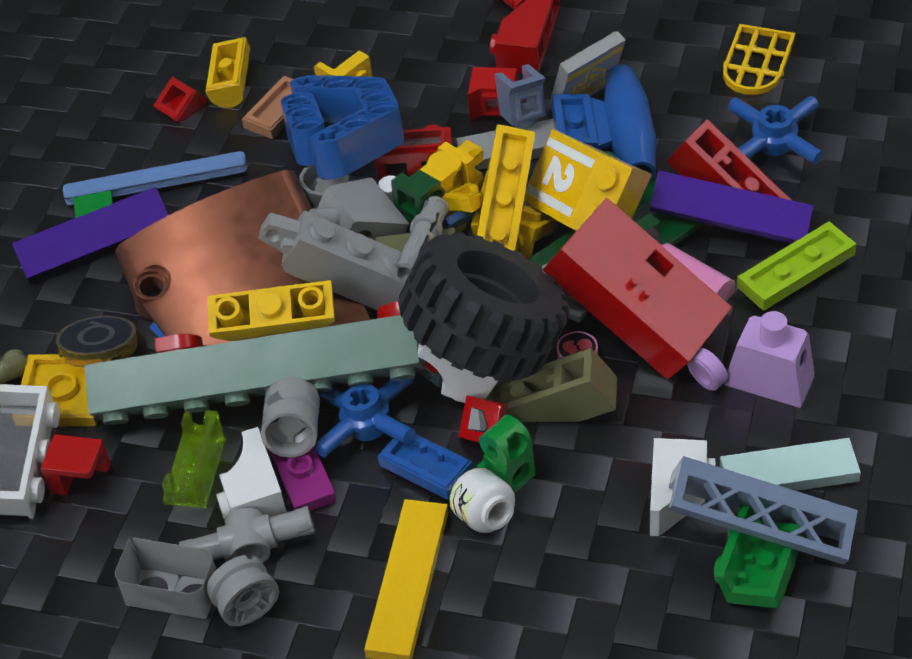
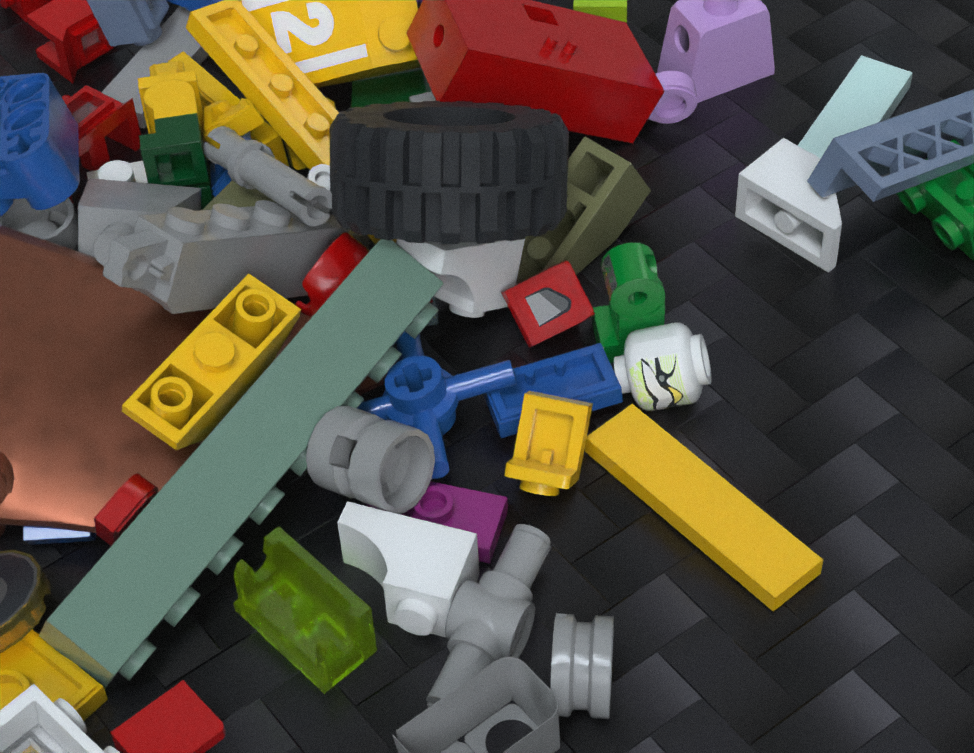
camera: 55 degrees left, 0 degrees up
(380, 487) = (549, 443): none -> yellow bracket

